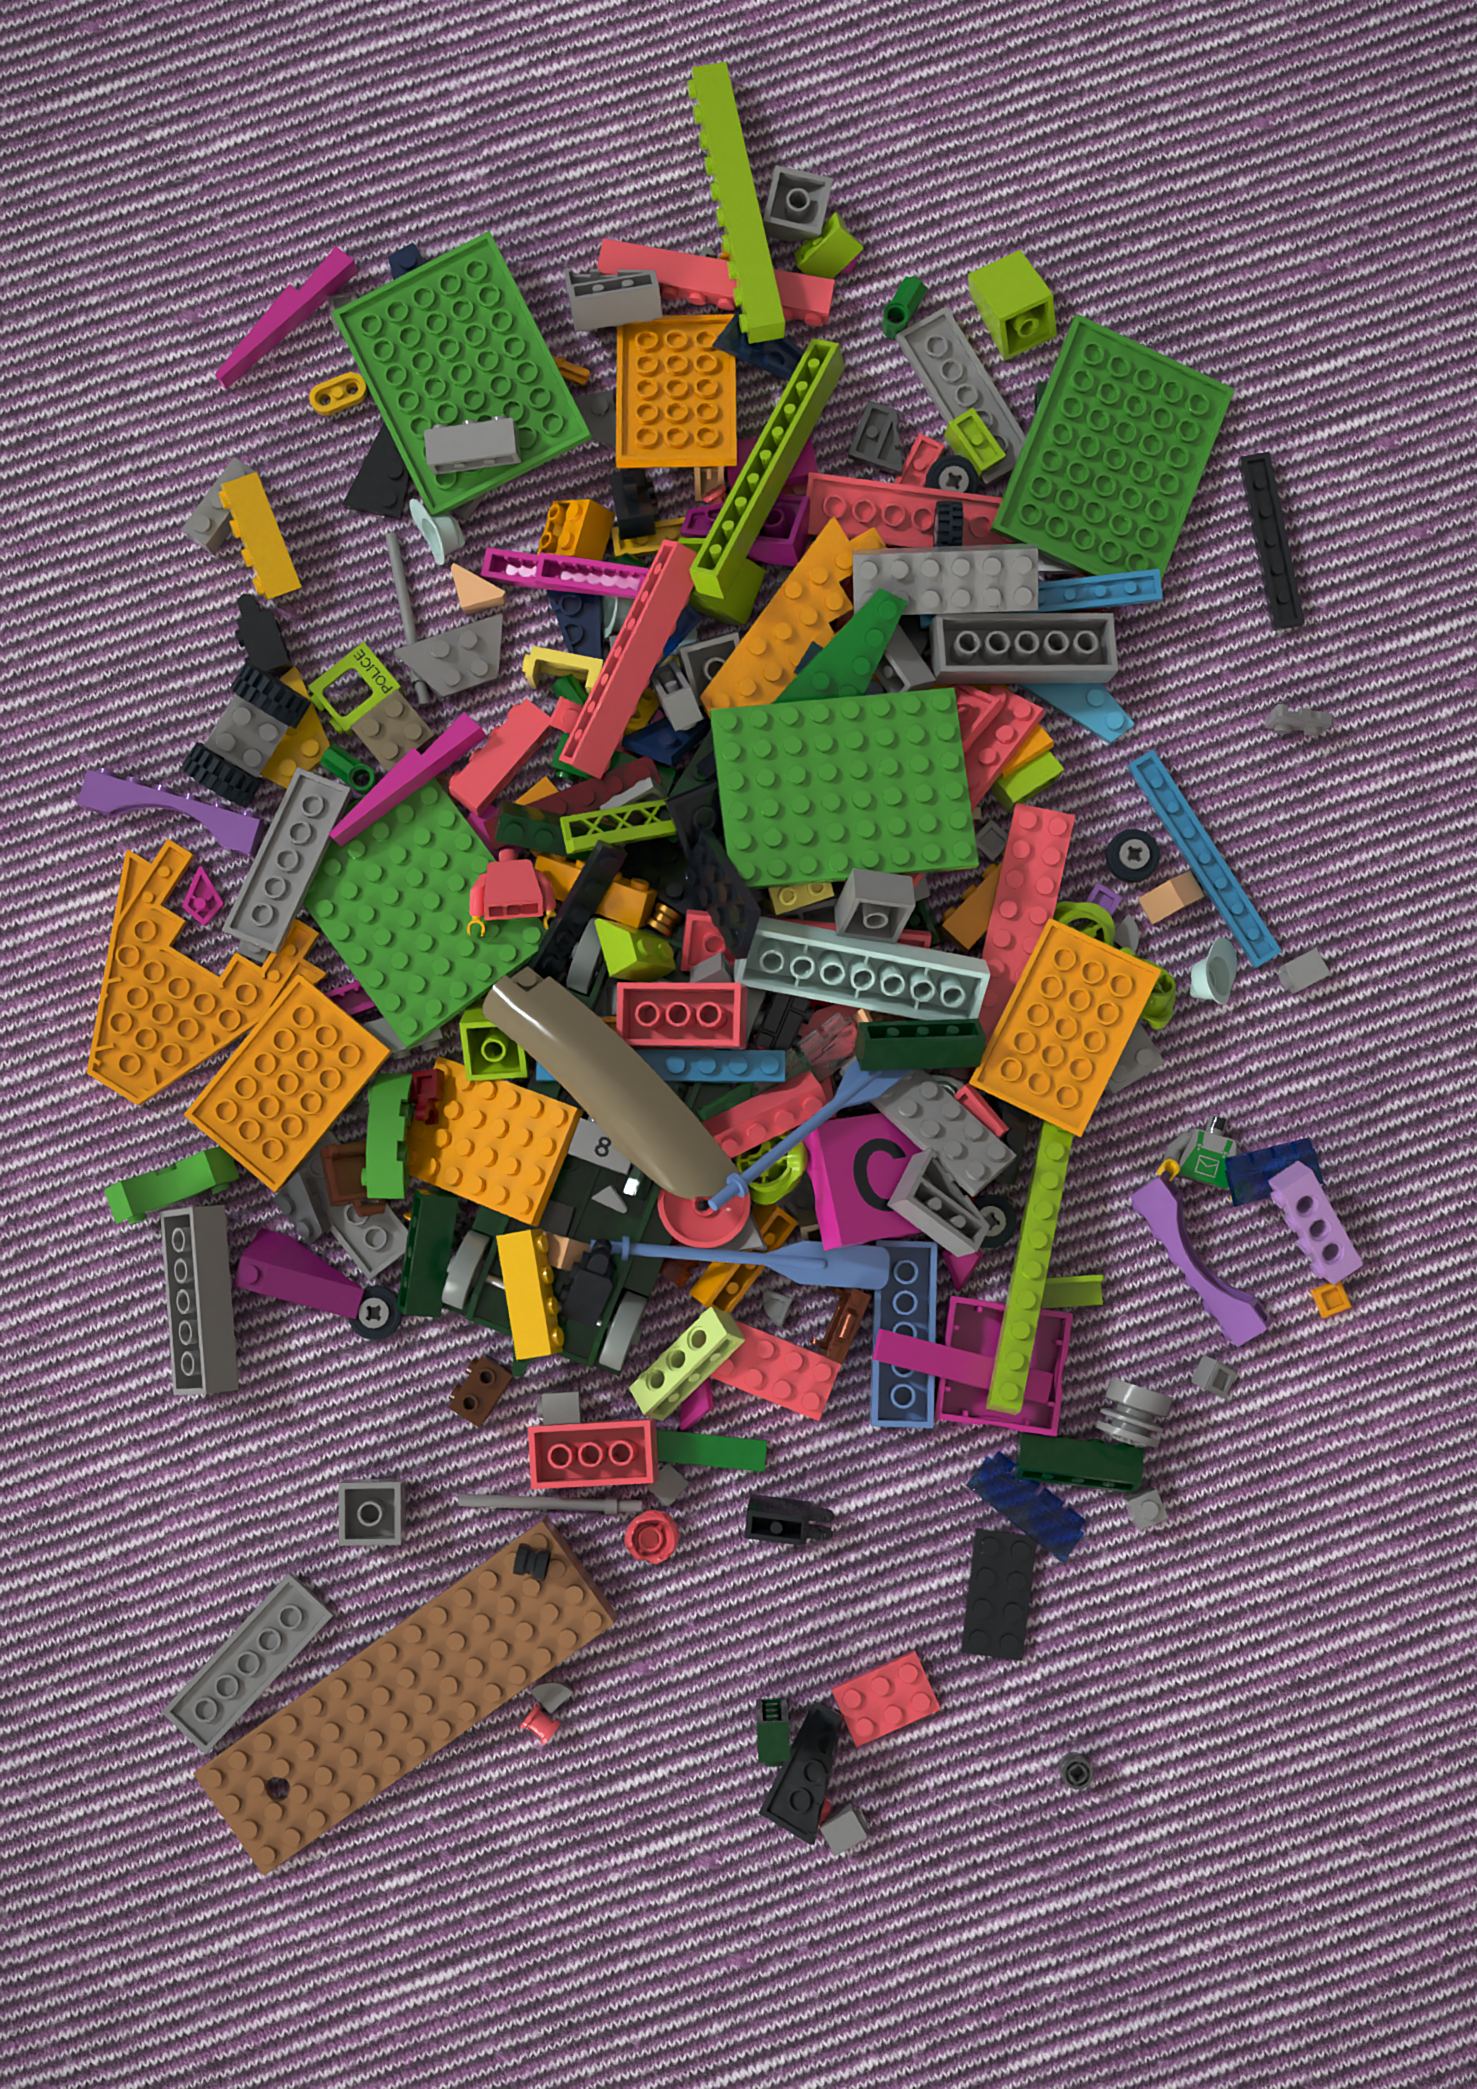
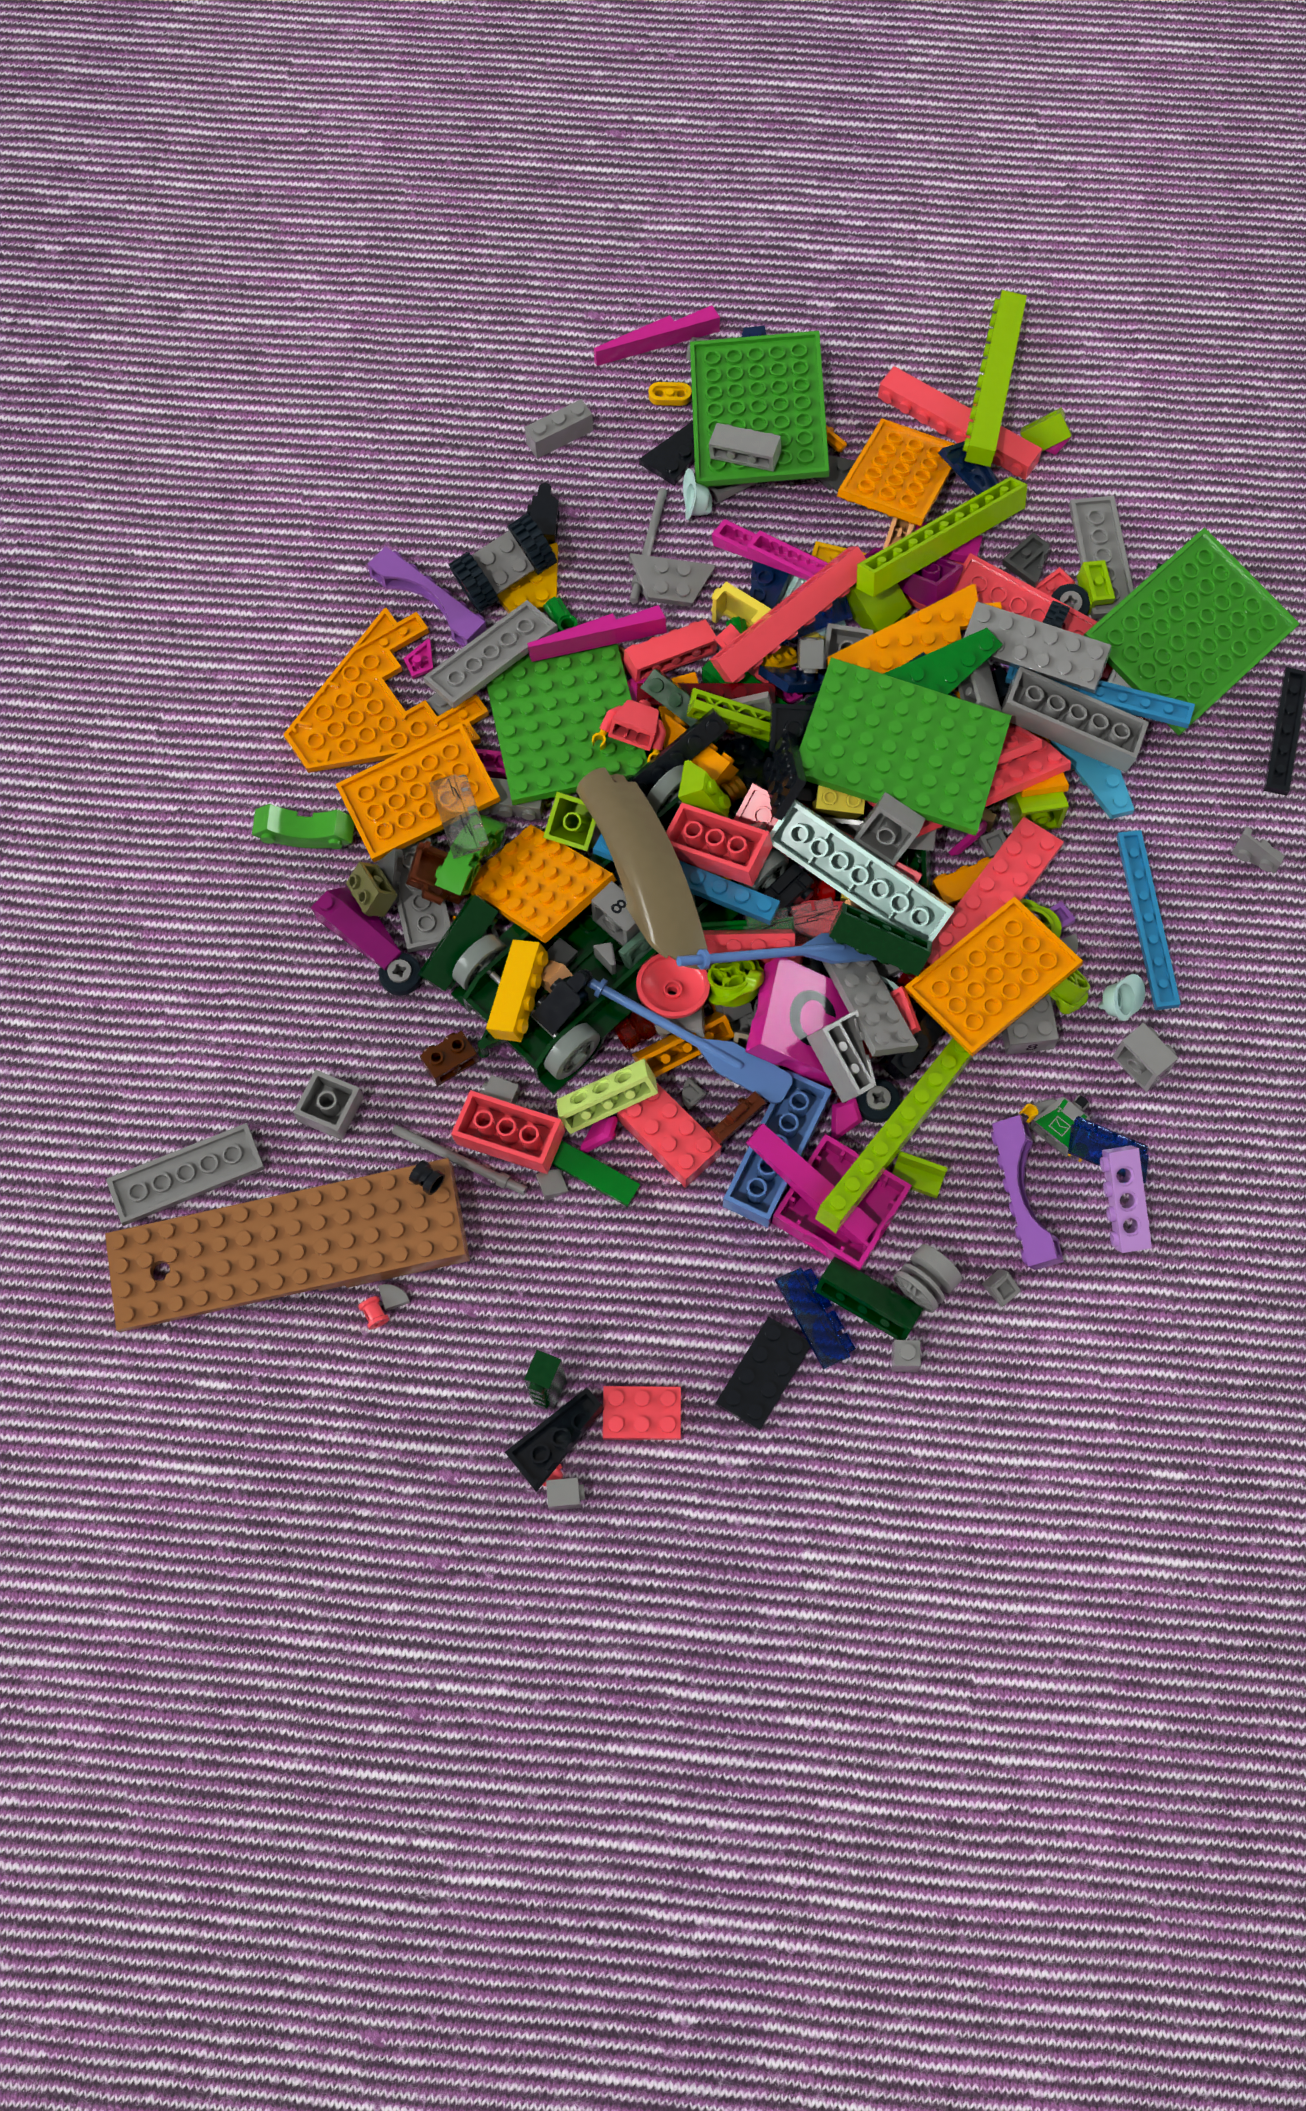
camera: 25 degrees right, 15 degrees down
(199, 1300) = (282, 908): light grey brick -> none
(260, 536) = (574, 450): yellow brick -> none
(294, 1232) = (371, 889): none -> olive brick
(356, 1108) = (459, 815): none -> clear windscreen
(374, 674) = (609, 566): lime window -> none
(393, 730) = (602, 599): dark tan brick -> none
(425, 1091) = (511, 835): dark red plate -> none
(476, 593) = (703, 545): light nougat slope -> none
(577, 529) = (795, 529): light orange slope -> none
(612, 299) = (883, 402): light grey wedge -> none
(633, 504) = (838, 530): black brick -> none
(652, 1536) = (522, 1213): coral hair -> none
(785, 1520) = (626, 1242): black hinge -> none
(796, 204) = (1034, 394): light grey slope -> none
(903, 306) = (1082, 485): green piece -> none
(1013, 304) = (1162, 512): lime slope -> none
(1071, 1766) = (761, 1535): dark grey wheel -> none
(1124, 863) = (1090, 903): black wheel -> none
(1170, 897) = (1112, 935): light nougat slope -> none
(1270, 1039) = (1145, 1056): none -> light grey brick
(1303, 971) = (1191, 1025): light grey brick -> none
(1330, 1299) = (1116, 1268): light orange tile -> none

